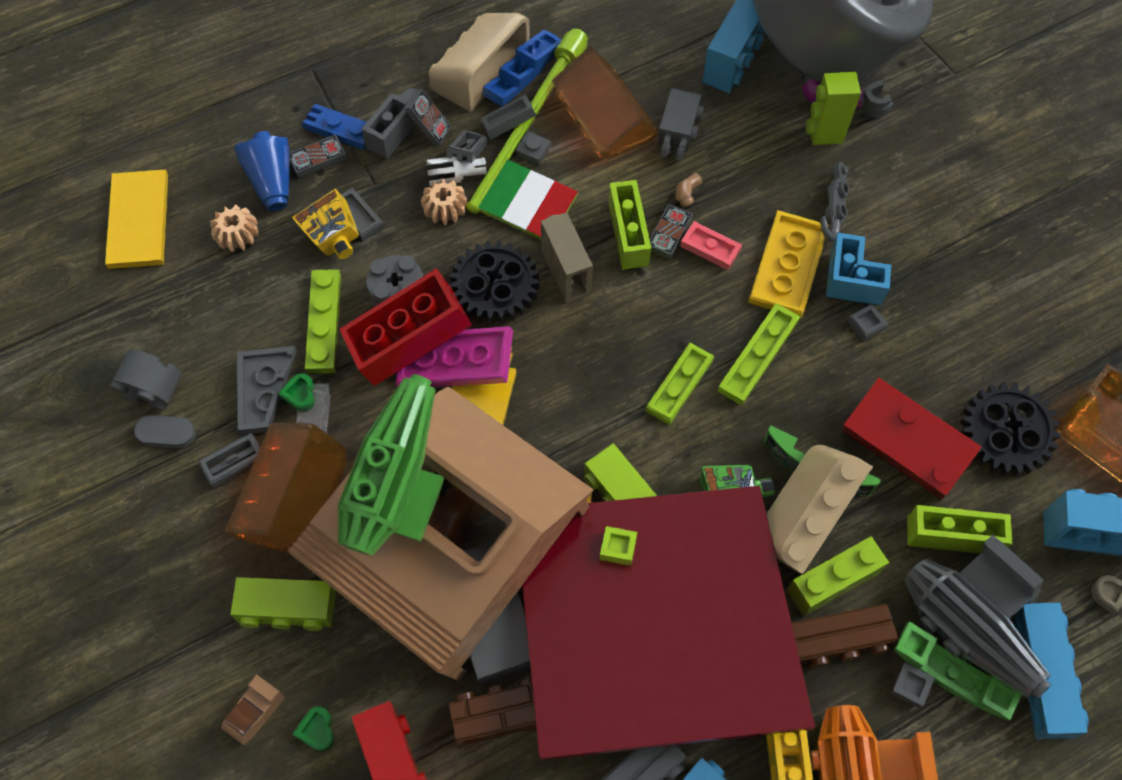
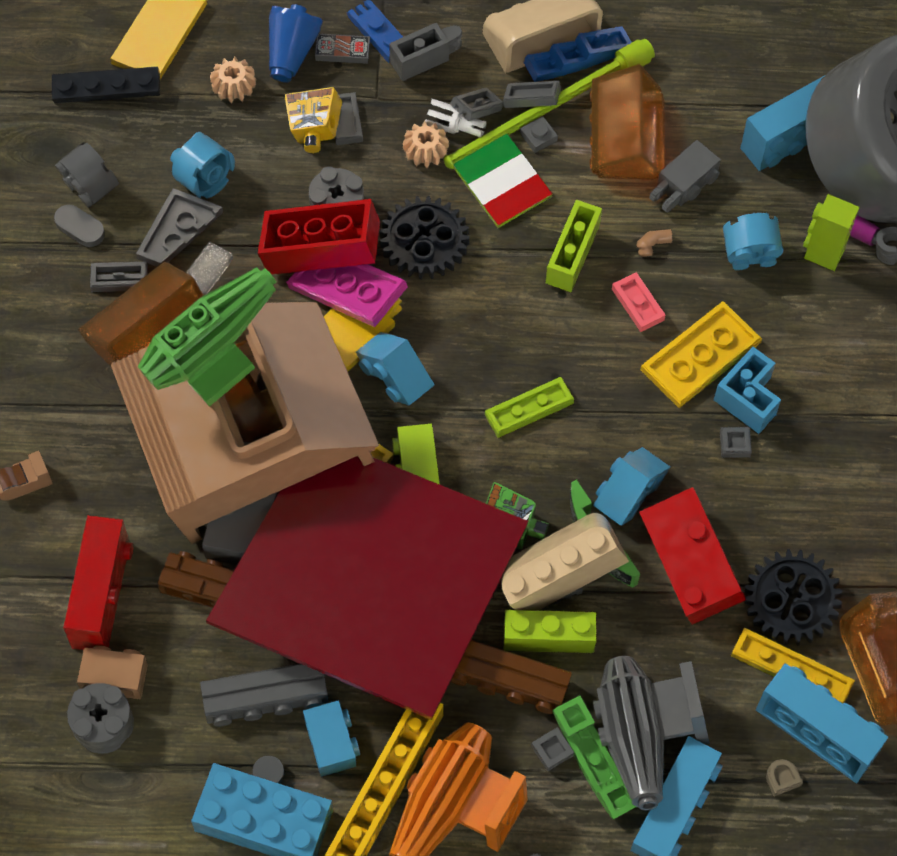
camera: 30 degrees right, 0 degrees up
(114, 290) = (106, 84): none -> black plate
(253, 317) = (202, 165): none -> dark azure brick
(283, 603) = (90, 409): lime brick -> none
(299, 393) = (202, 248): green tile -> none
(316, 730) = (61, 519): green tile -> none
(323, 322) = (260, 198): lime plate -> none
(427, 117) = (457, 60): tile -> none
(547, 406) = (397, 365): none -> dark azure brick
(566, 257) = (496, 246): dark tan brick -> none
(618, 546) = (375, 503): lime tile -> none
(669, 231) = (610, 270): tile -> none
(758, 354) = (615, 417): lime plate -> none
(772, 147) = (753, 241): none -> dark azure brick
(819, 407) = (629, 484): none -> dark azure brick
(837, 210) = (783, 321): dark grey piece -> none
(956, 528) = (674, 645): lime brick -> none
(1041, 489) = (771, 656): none -> yellow tile

